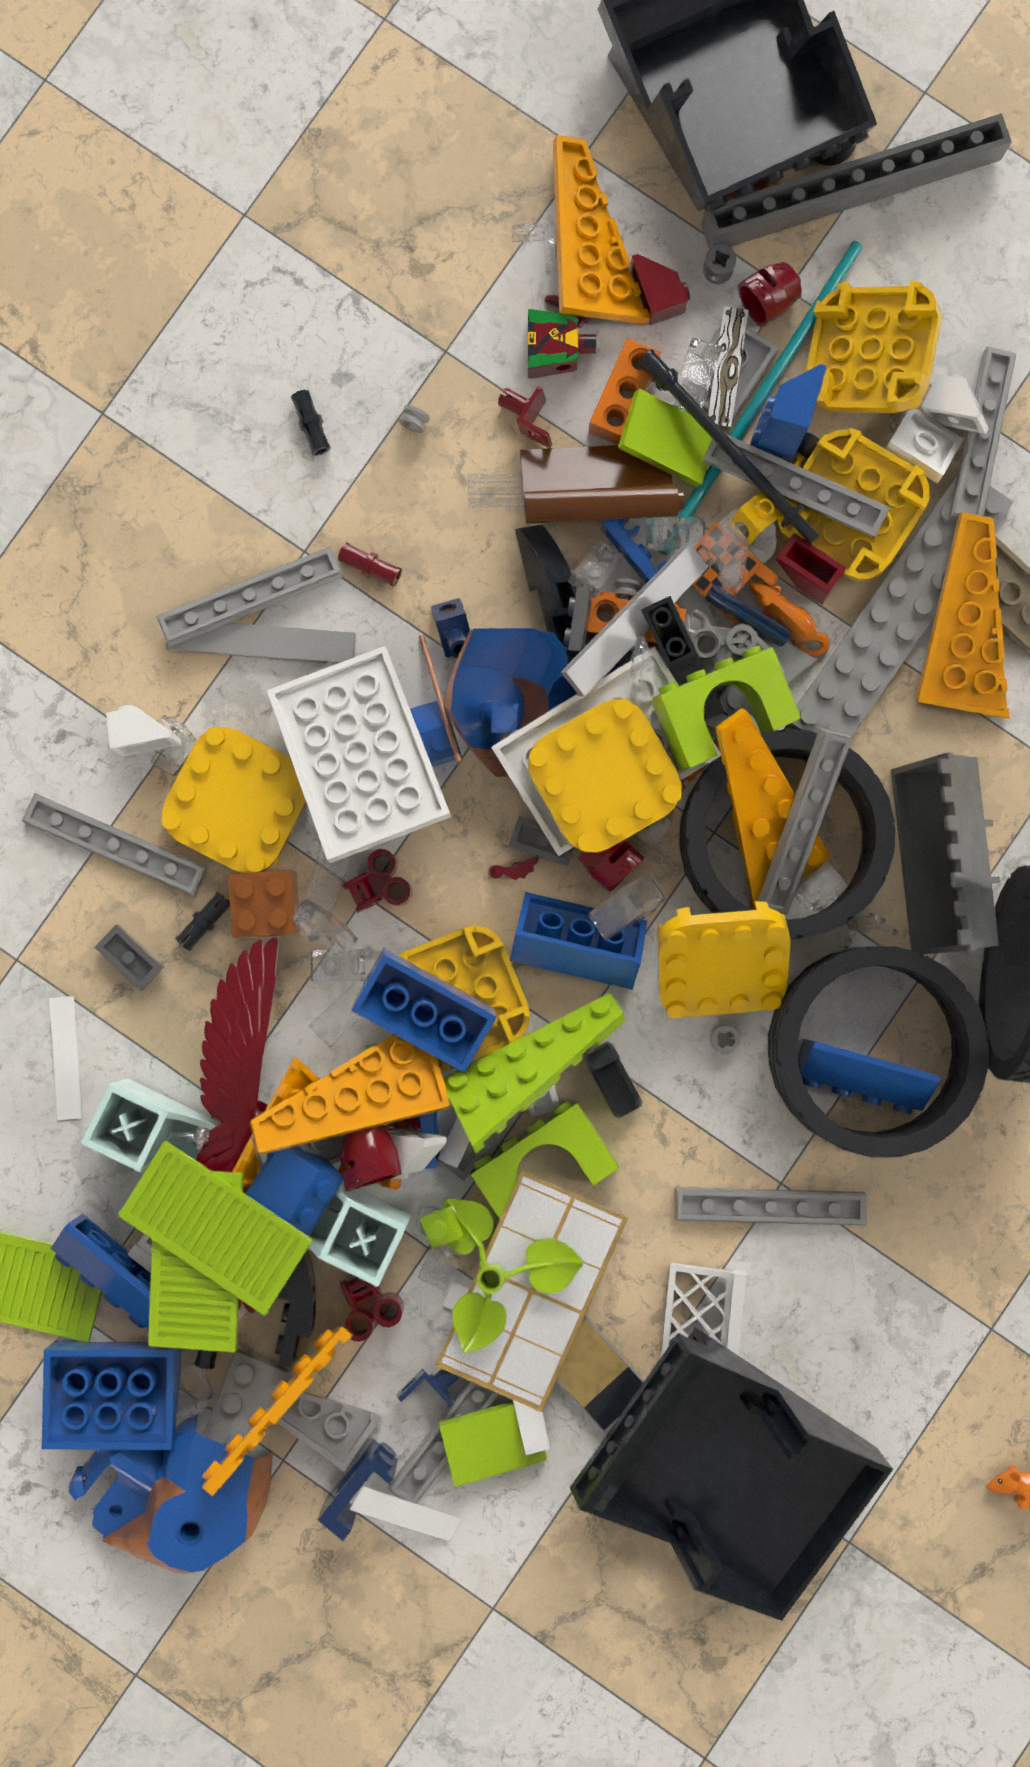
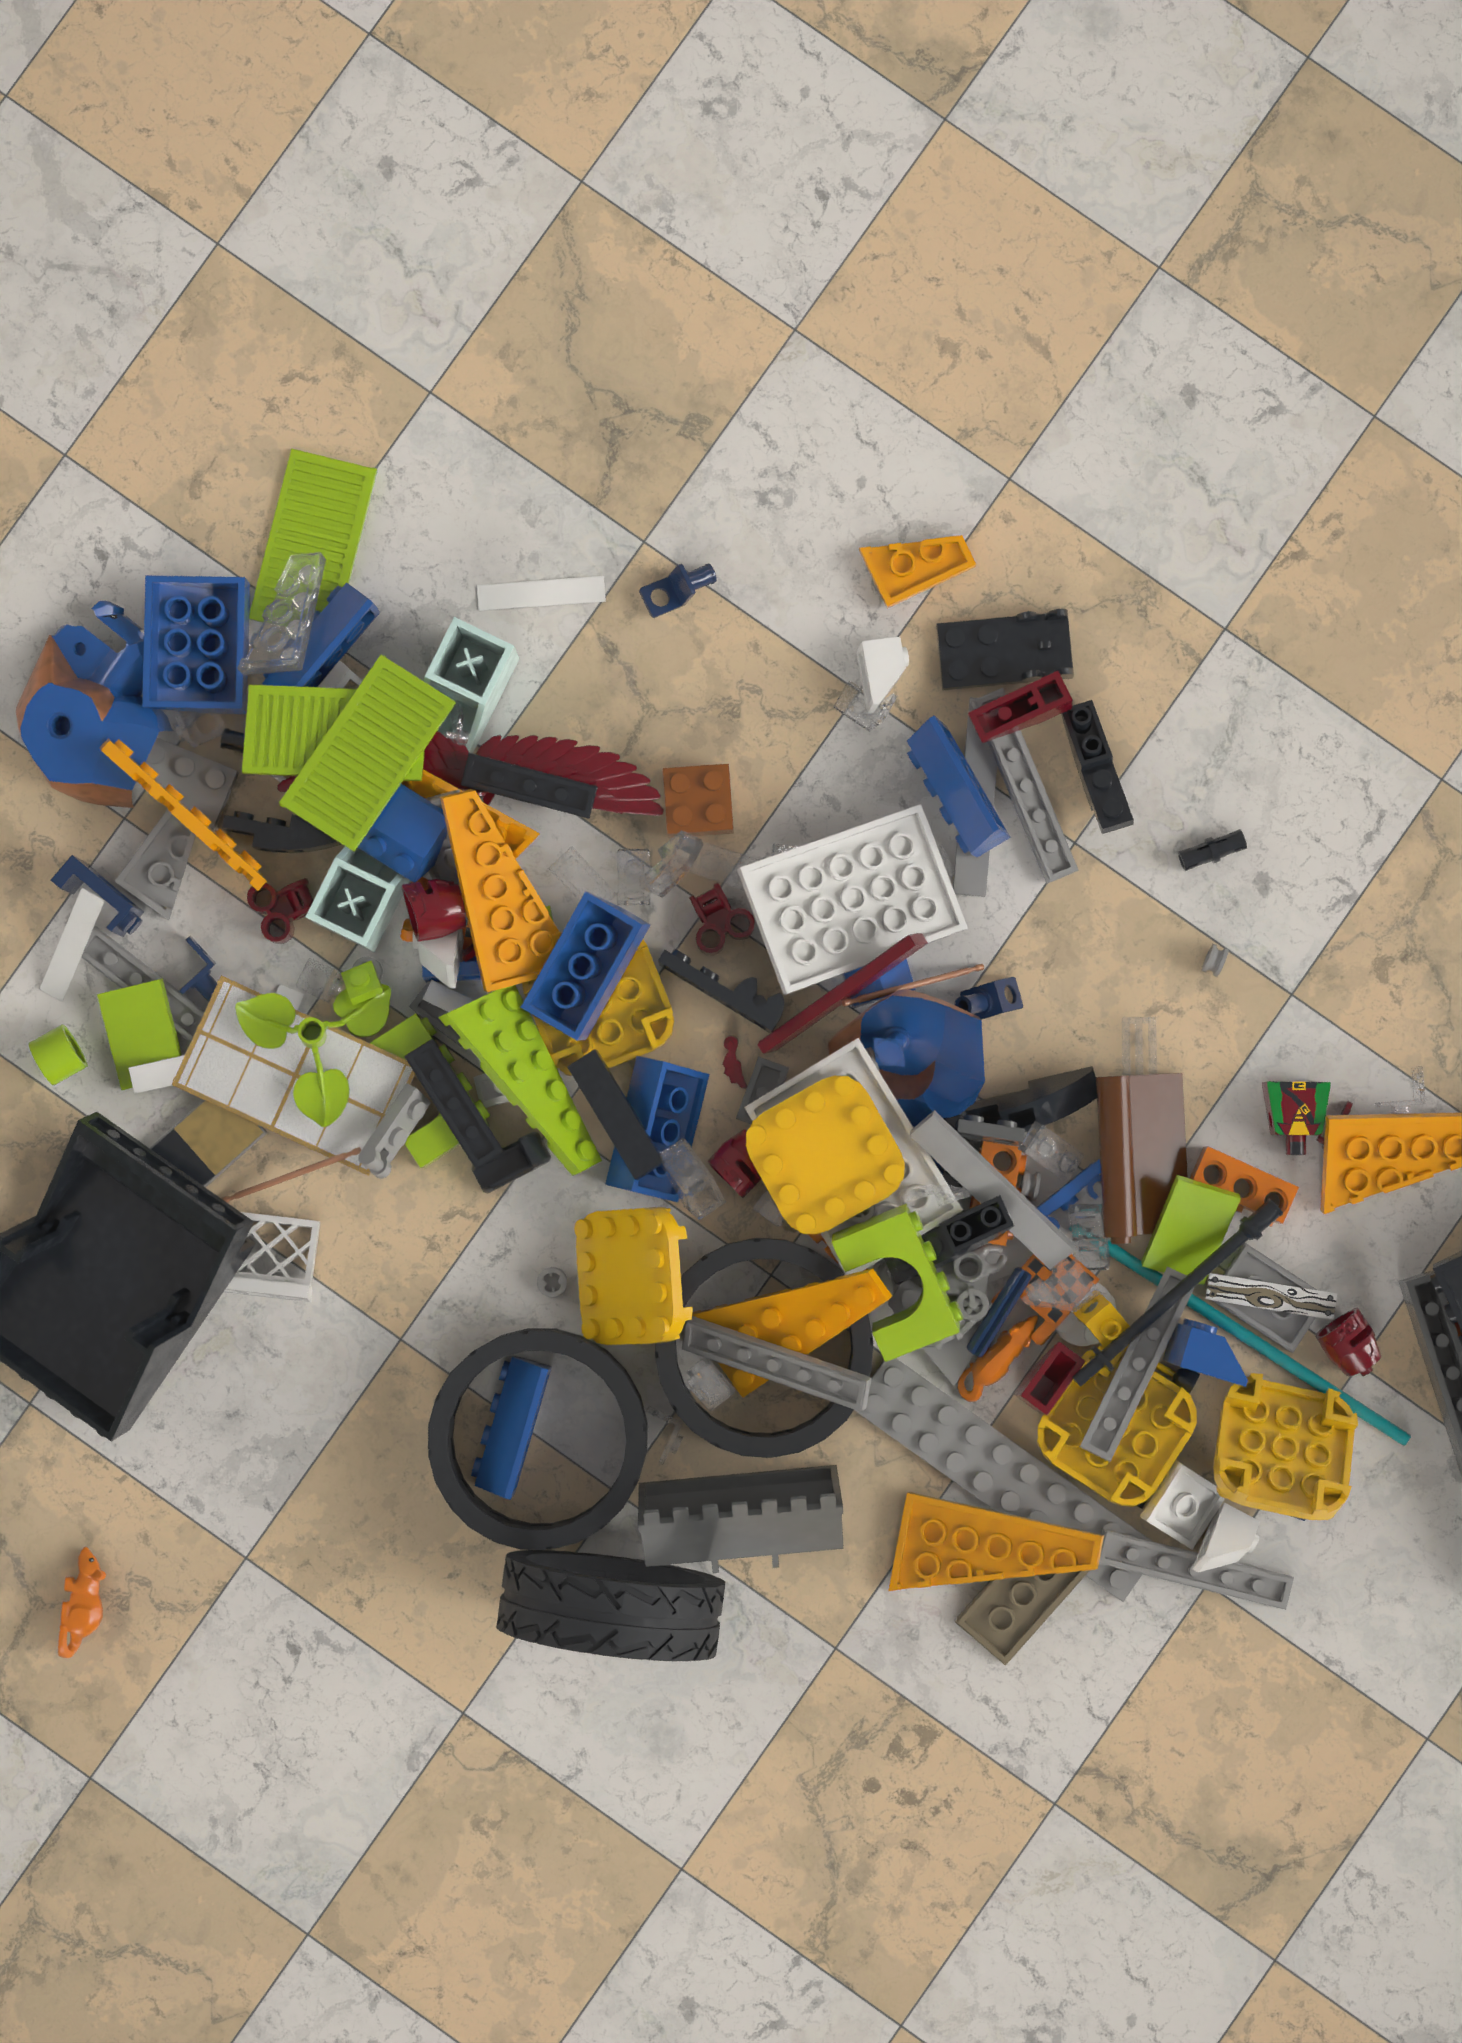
camera: 90 degrees right, 0 degrees up
(41, 701) = (915, 567): none -> light orange wing
(59, 925) = (679, 587): none -> dark blue bracket
(87, 1306) = (288, 619): none -> clear wing
(114, 844) = (763, 644): light grey tile -> none
(121, 616) = (1004, 650): none -> black hinge
(129, 957) = (645, 660): dark grey plate -> none
(174, 594) = (1022, 708): none -> dark red slope
(203, 921) = (682, 736): black pin -> none
(232, 530) = (1096, 767): none -> black slope
(235, 801) = (807, 770): yellow plate -> none
(248, 1067) = (529, 785): none -> black tile
(250, 657) = (956, 787): none -> blue slope
(369, 564) = (1058, 912): dark red pin -> none
(447, 761) = (843, 991): none -> dark red tile
(456, 859) = (741, 1000): none -> black hinge
(513, 1524) = (58, 1054): none -> lime piece
(527, 411) = (1223, 1081): dark red bracket -> none
(557, 1136) = (453, 1103): none -> black tile
(567, 978) = (616, 1114): none -> black tile
(585, 1194) = (393, 1131): none -> light grey plate
(622, 1277) = (291, 1175): none -> nougat piece
(660, 289) = (1355, 1224): dark red slope -> none
(698, 370) = (1262, 1262): clear slope -> none
(716, 271) = (1378, 1292): dark grey wheel -> none
(770, 1206) = (377, 1327): light grey tile -> none

